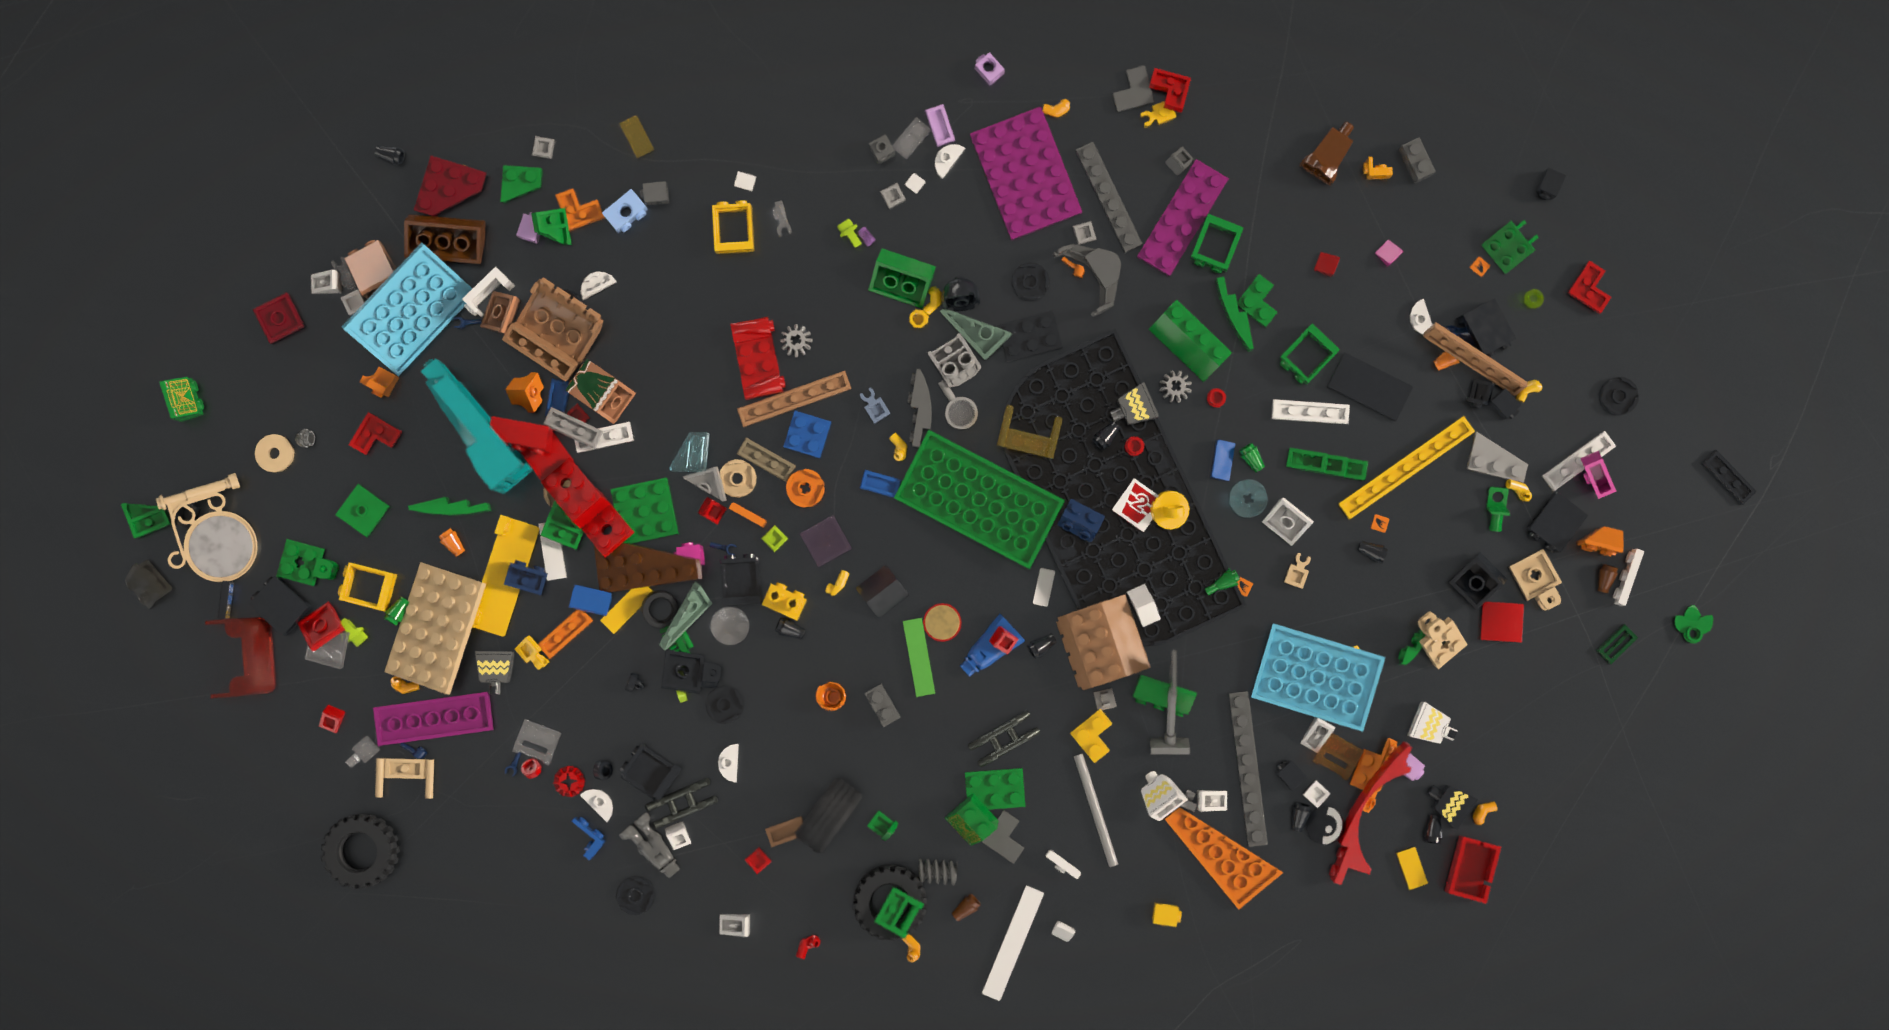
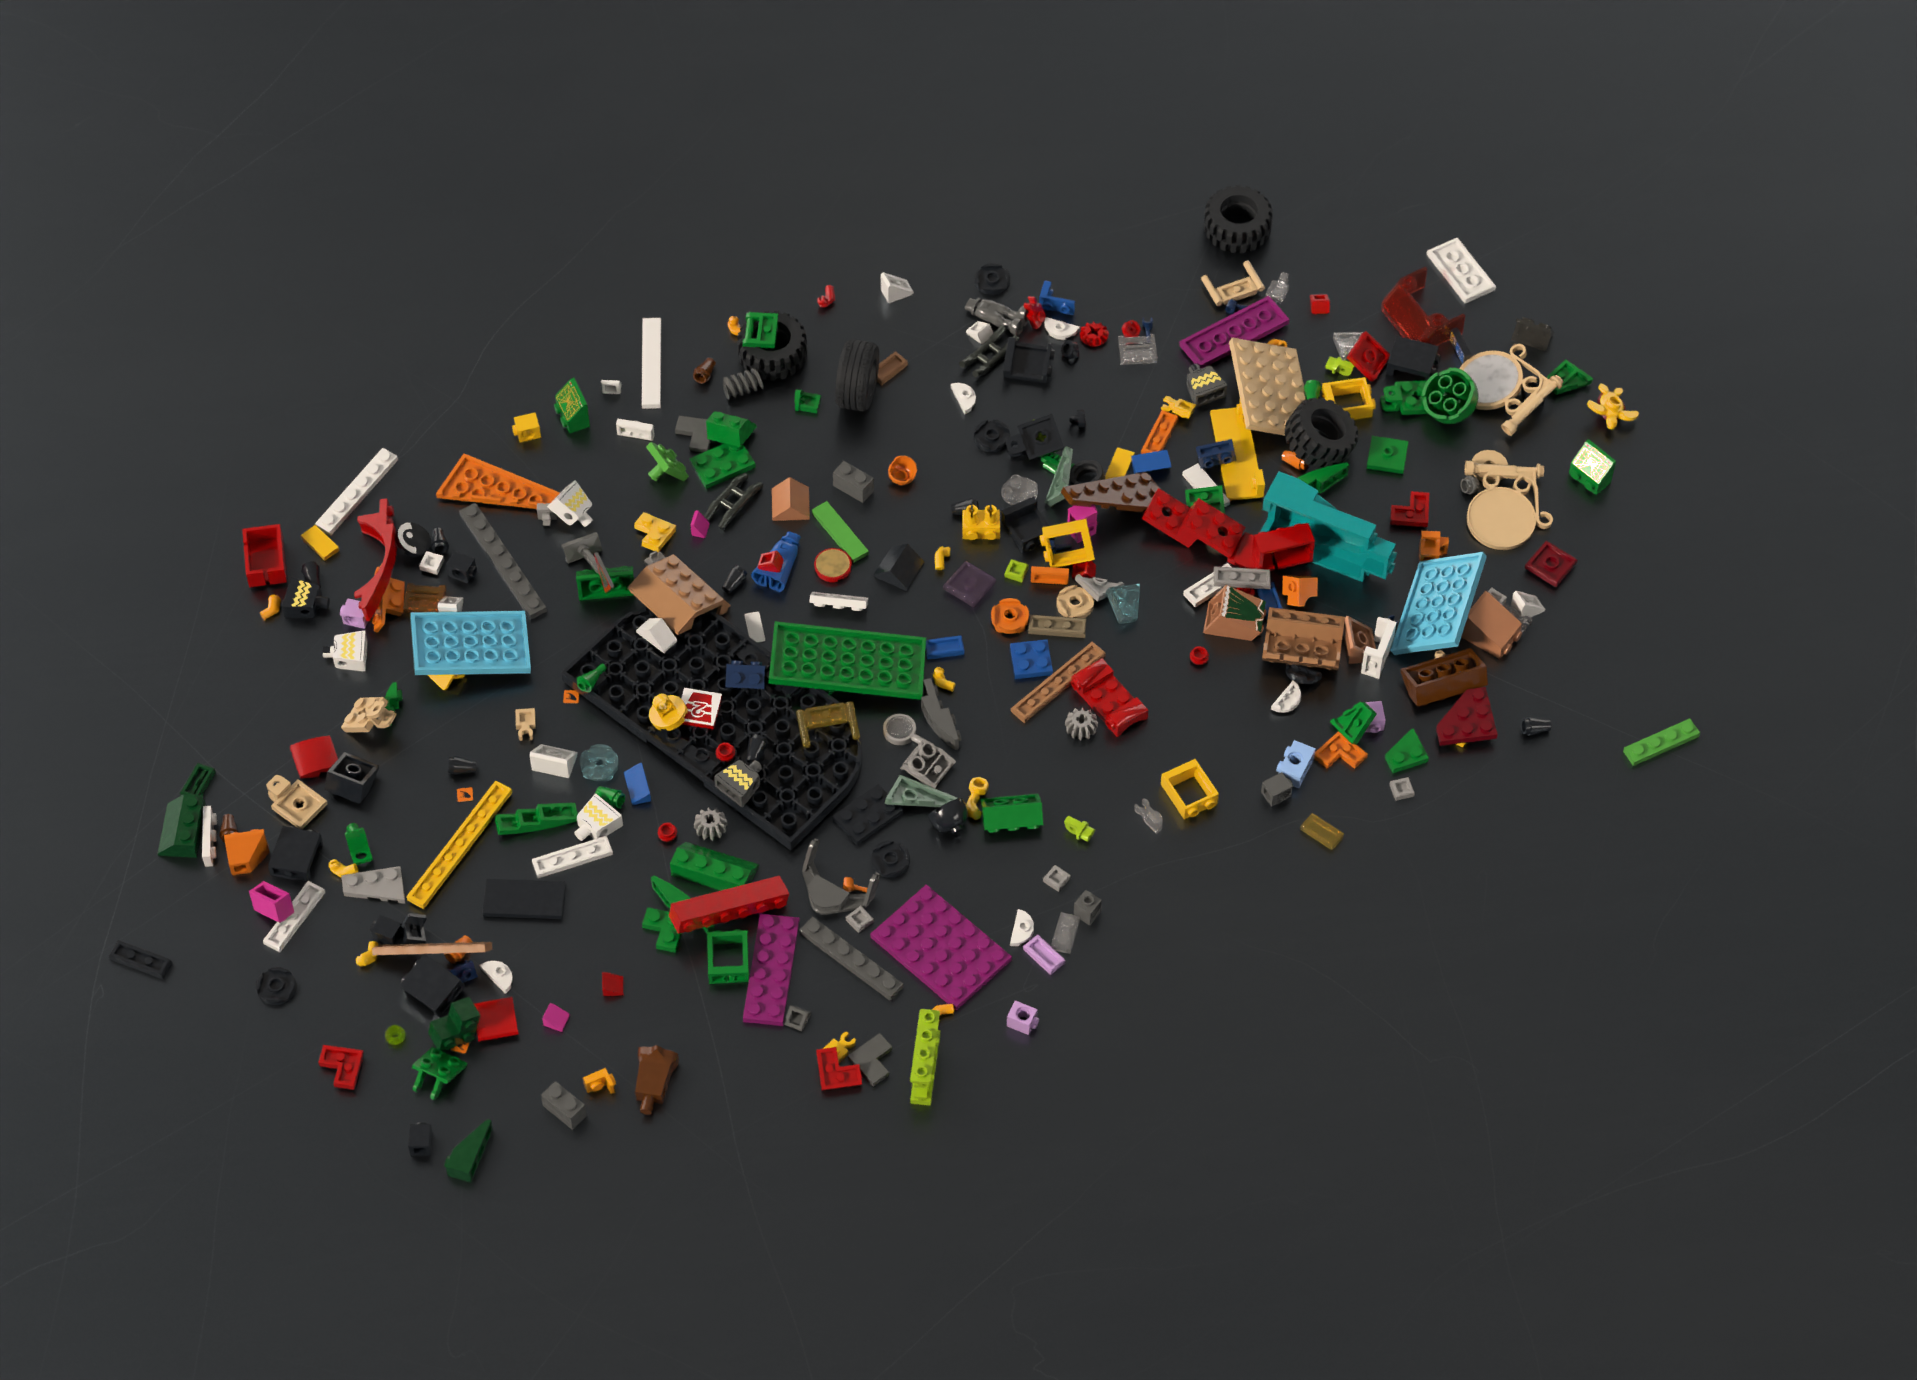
camera: 155 degrees right, 30 degrees down
(122, 462) = (1611, 407): none -> yellow animal
(173, 695) = (1461, 270): none -> white tile
(279, 527) = (1451, 394): none -> green cylinder
(286, 89) = (1661, 742): none -> bright green plate
(293, 391) = (1502, 515): none -> tan piece
(396, 545) = (1332, 422): none -> black tyre
(616, 826) = (1035, 312): none -> red plate
(646, 509) = (1142, 548): green plate -> none
(653, 367) = (1199, 655): none -> red plate
(718, 532) = (1069, 557): none -> yellow window
(745, 181) = (1201, 837): white sticker -> none
(758, 860) = (901, 339): red tile -> none
(870, 241) = (1070, 834): medium lavender piece -> none
(876, 409) = (980, 700): sand blue plate -> none
(915, 183) = (1042, 899): white sticker -> none
(950, 713) = (790, 501): none -> nougat slope
(955, 576) = (838, 601): none -> white plate
(1047, 723) = (699, 525): none -> dark pink slope
(1051, 805) = (666, 463): none -> bright green plate
(1093, 59) = (925, 1057): none -> lime fence
(1095, 809) = (625, 480): light grey piece -> none
(1114, 915) = (572, 407): none -> green slope
(1197, 285) = (728, 904): none -> red brick
(1211, 800) = (525, 522): white slope -> none
(1274, 436) = (597, 819): none -> white torso
(1322, 340) = (590, 915): green window -> none
(1355, 914) = (356, 491): none -> white plate
(1442, 274) = (496, 1019): none -> red slope
(1484, 274) = (456, 1027): none -> dark green brick
(1517, 150) = (468, 1153): none -> dark green slope
(1648, 598) = (182, 827): none -> dark green slope
(1693, 621) = (129, 827): green plate -> none

